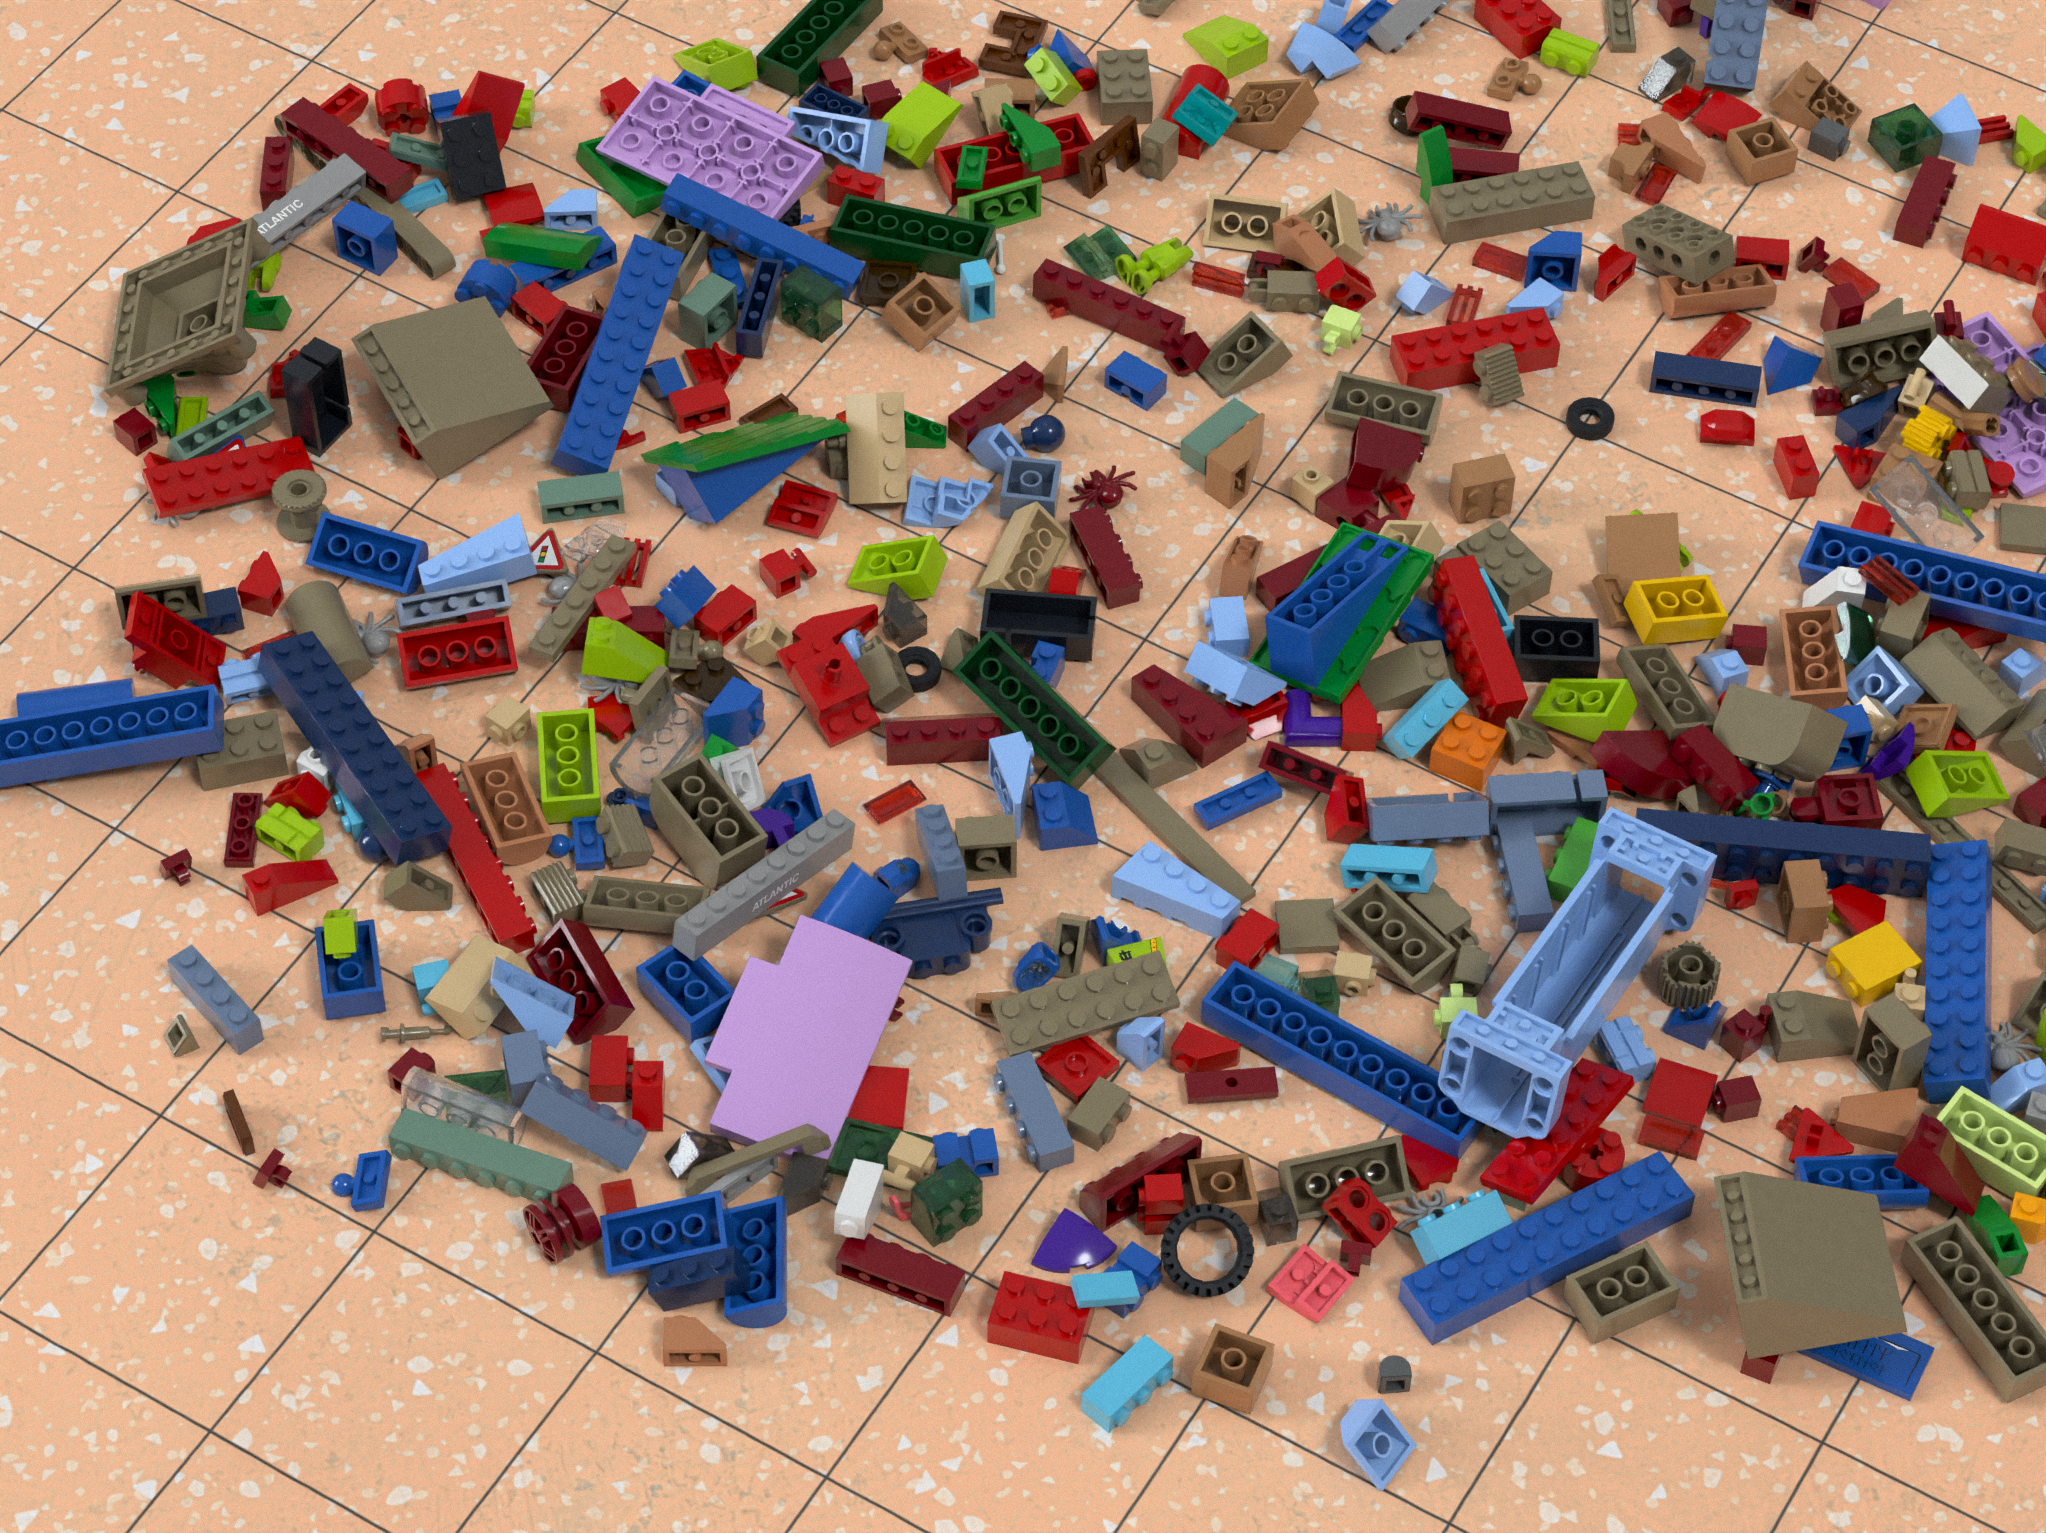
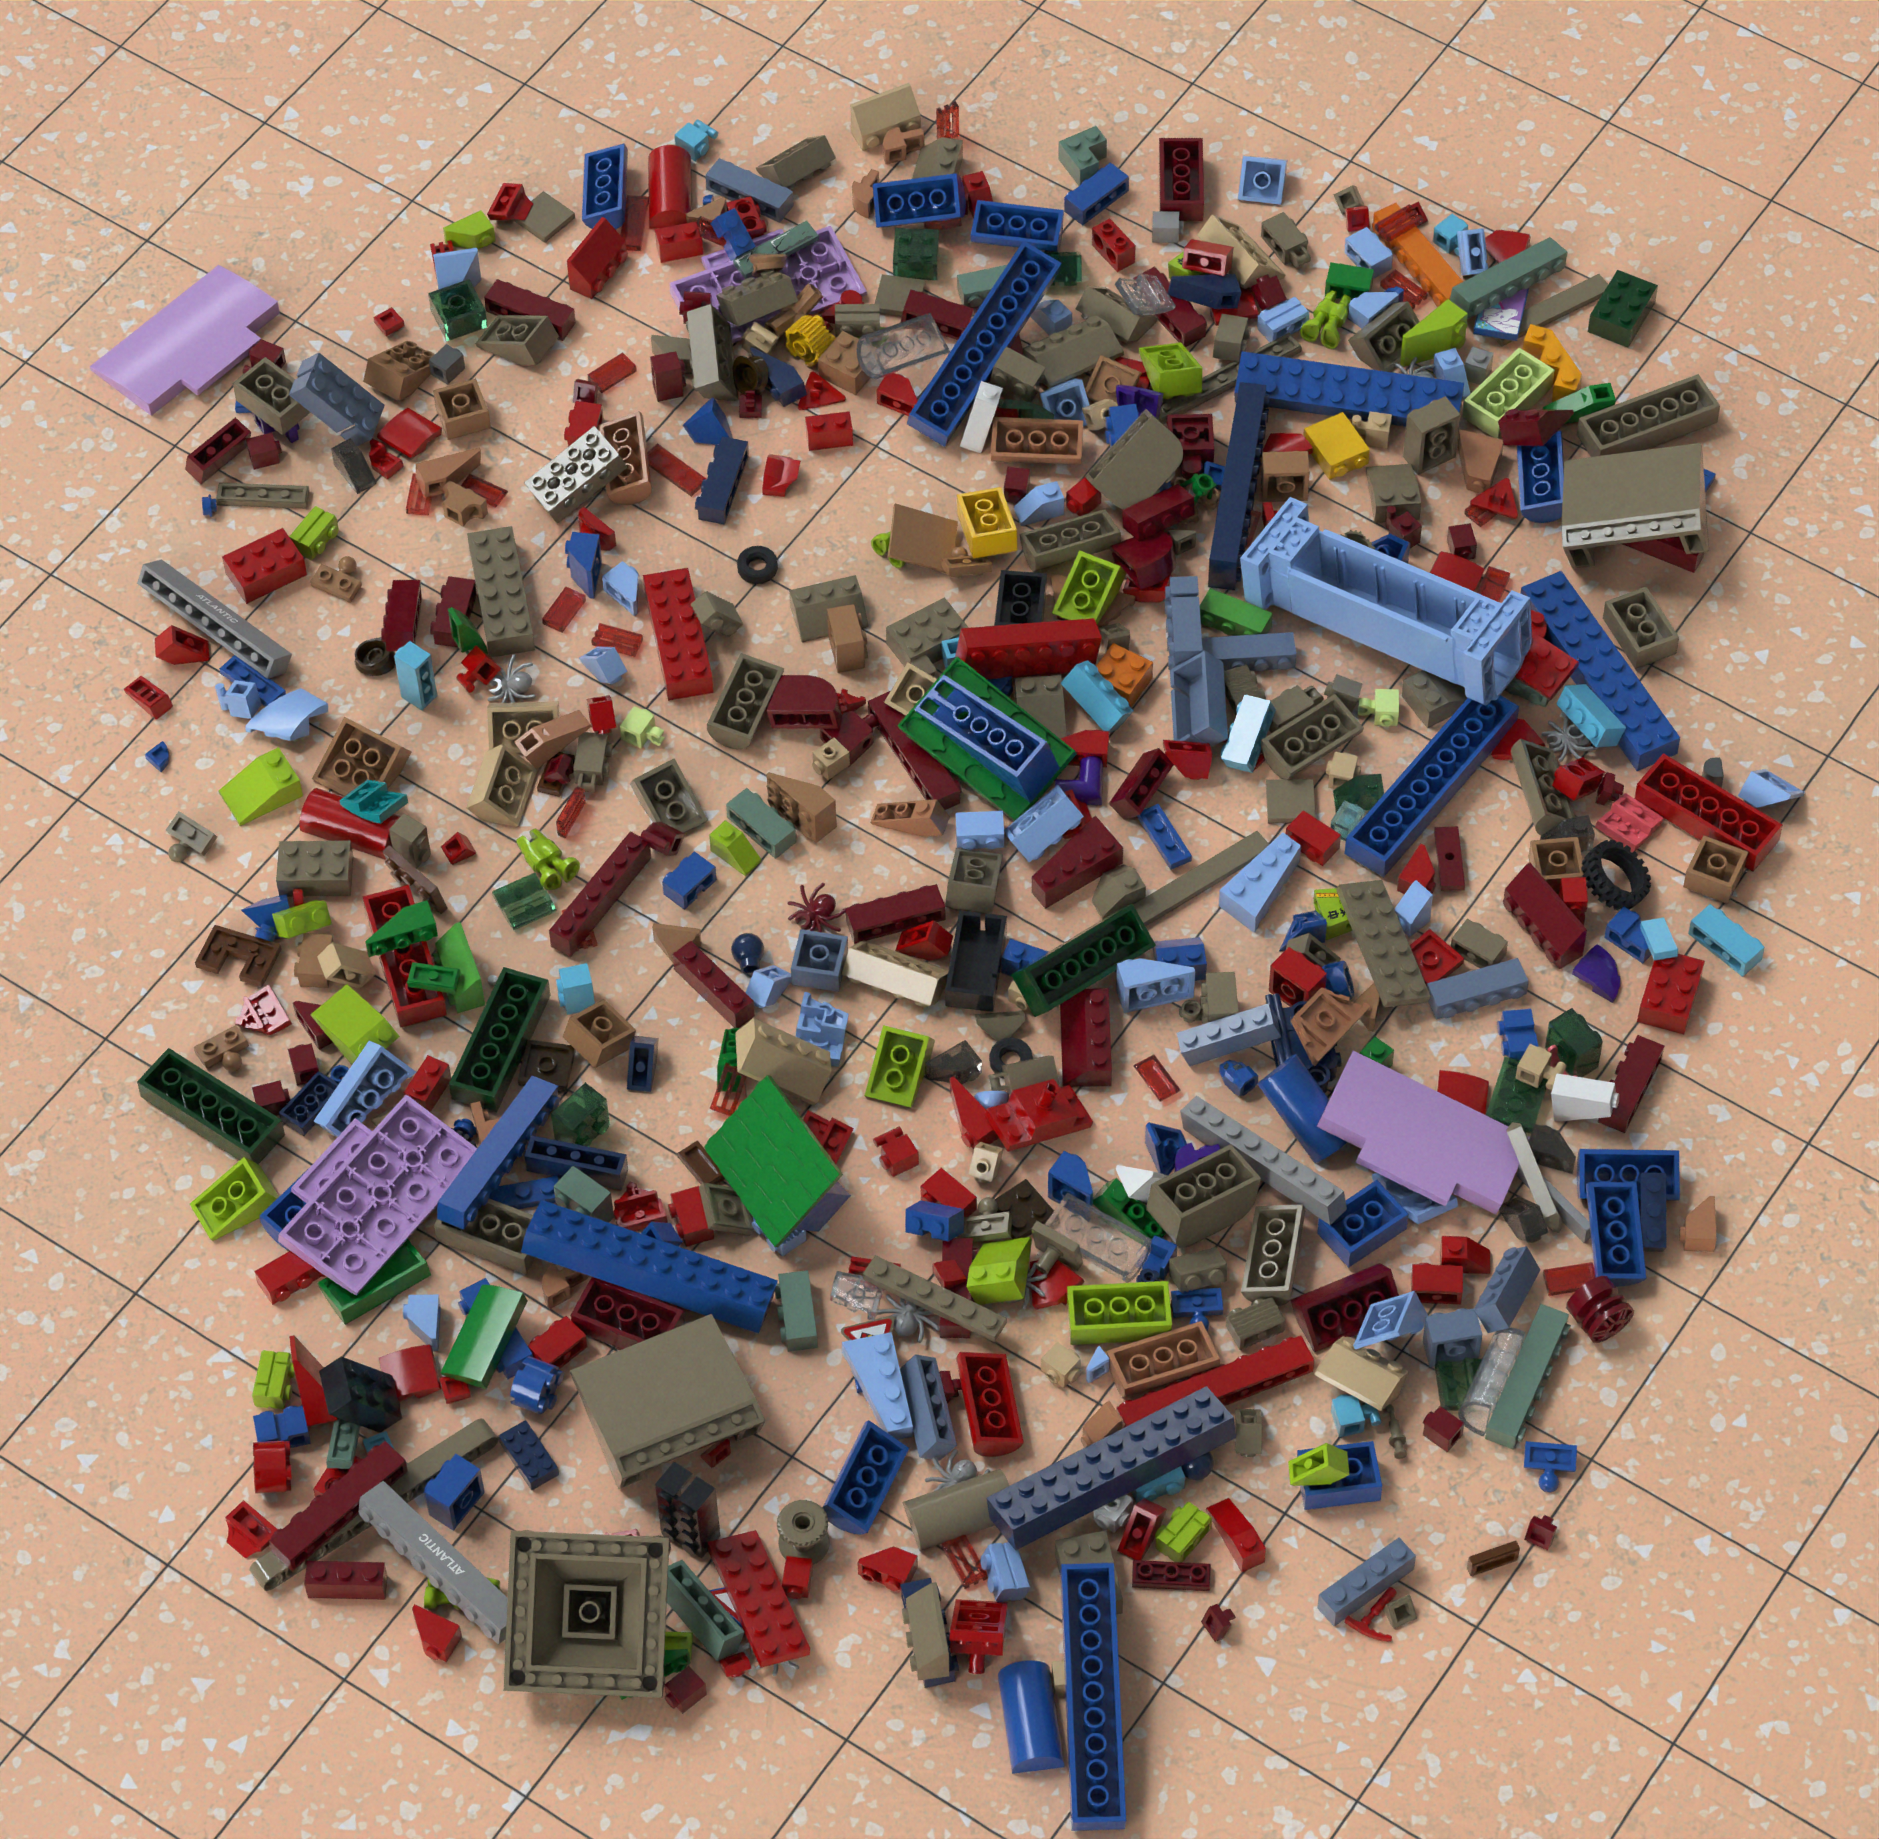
camera: 85 degrees left, 5 degrees up
(167, 1003) = (1376, 1609): none -> red piece
(257, 512) = (797, 1577): none -> red brick
(417, 297) = (528, 1455): none -> dark blue piece
(502, 745) = (1097, 1366): none -> light blue slope
(701, 419) = (725, 1210): none -> dark tan tile
(894, 355) = (642, 1063): none -> dark blue slope
(925, 1006) = (1379, 1052): none -> green brick
(958, 939) = (1325, 1022): none -> nougat wing
(1024, 919) = (1295, 977): none -> red brick
(1156, 623) = (973, 880): none -> dark tan slope
(1167, 200) = (458, 848): none -> red slope
(1182, 414) = (734, 848): none -> lime slope
(1323, 1363) = (1707, 809): none -> red brick
(1371, 129) = (415, 675): none -> medium azure brick
(1400, 189) = (479, 667): none -> red brick
(1466, 870) = (1241, 682): none -> dark tan brick
(1539, 483) = (811, 604): none -> dark tan slope
(1878, 196) = (519, 338): none -> dark tan slope
(1881, 90) = (389, 321): none -> red plate
(1889, 580) = (995, 367): clear red tile -> none
(2000, 539) = (948, 316): none -> dark red brick

